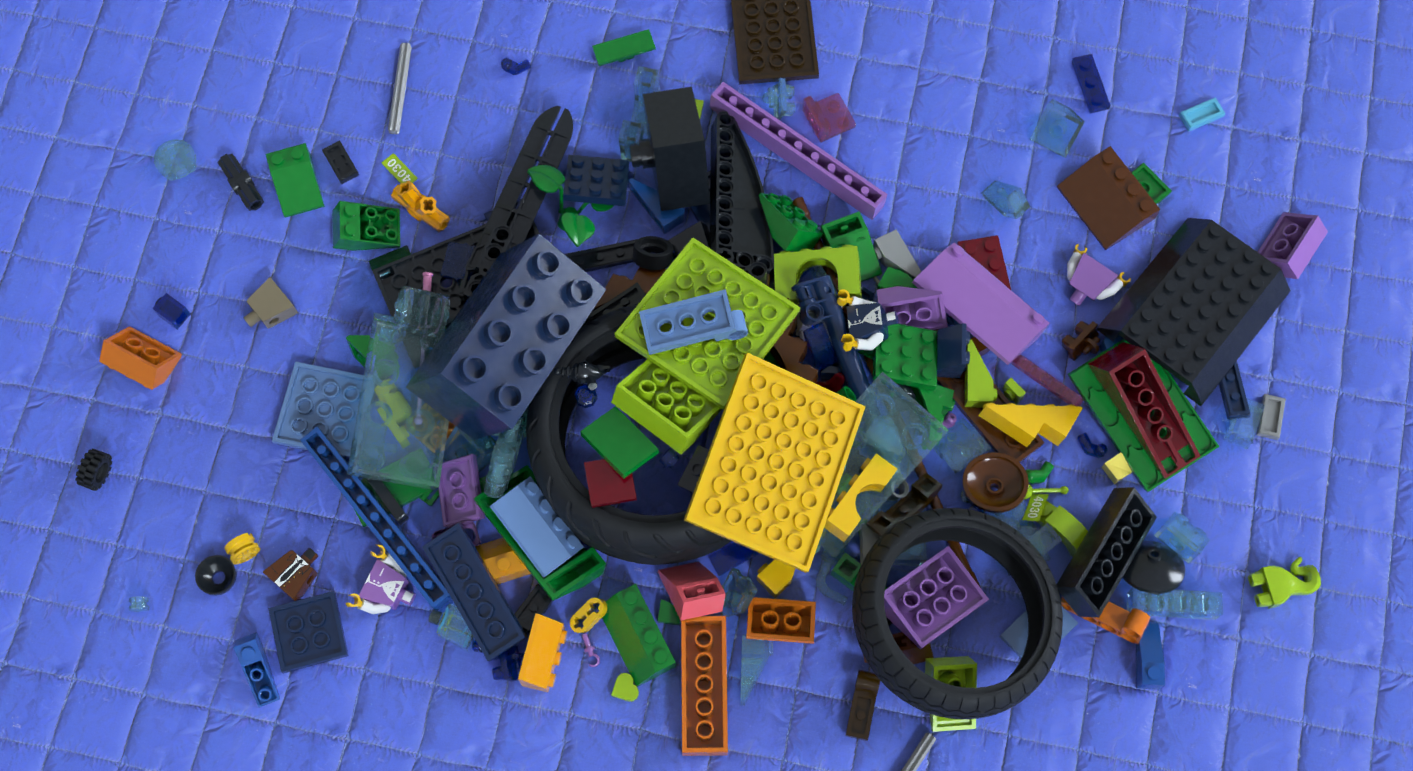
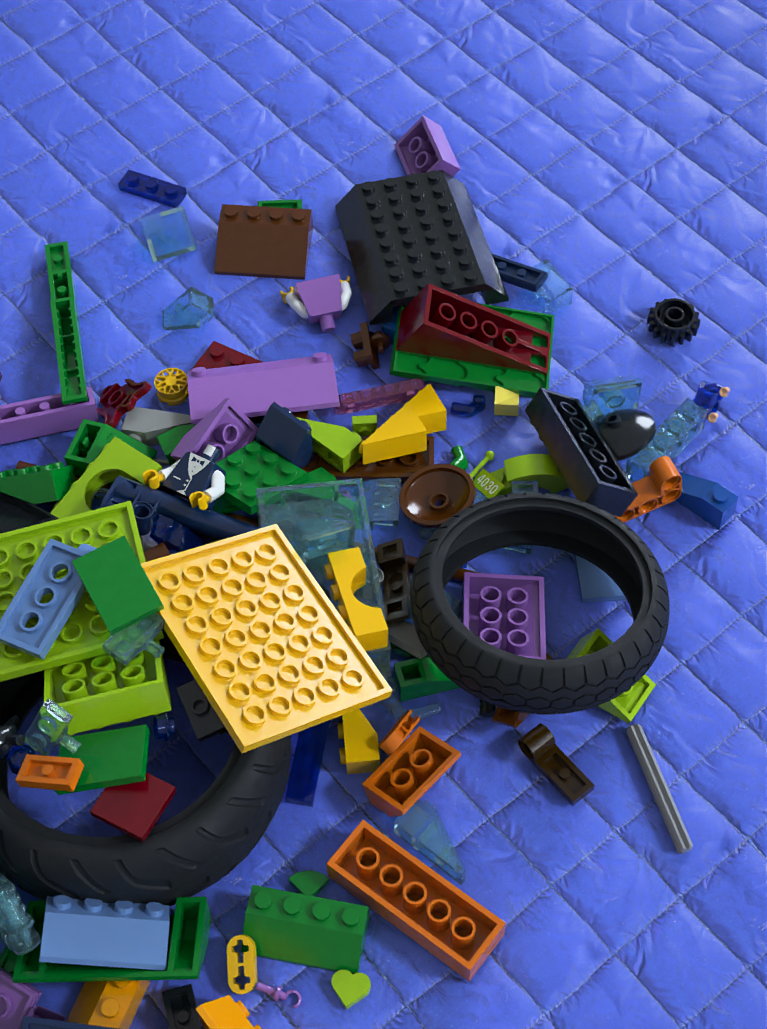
camera: 50 degrees left, 15 degrees down
(586, 421) = (49, 772): none -> orange plate
(611, 398) = (50, 729): none -> clear light blue plate
(693, 590) = (309, 831): coral slope -> none
(705, 395) = (134, 639): none -> clear light blue plate
(725, 357) = (117, 585): none -> green tile
(738, 592) = (347, 797): clear light blue plate -> none
(803, 592) = (398, 732): none -> orange piece
(895, 220) = (120, 399): none -> dark red tile
(925, 131) = (66, 324): none -> green slope
(937, 239) = (172, 387): none -> yellow wheel
(1152, 535) = (593, 411): none -> clear light blue bush
(1201, 114) = (258, 138): medium azure tile -> none
(1239, 606) = (708, 396): none -> clear blue piece
(1272, 417) = (562, 265): light grey tile -> none
(1281, 584) = (713, 355): lime hips -> none
(1282, 541) = (673, 321): none -> black gear

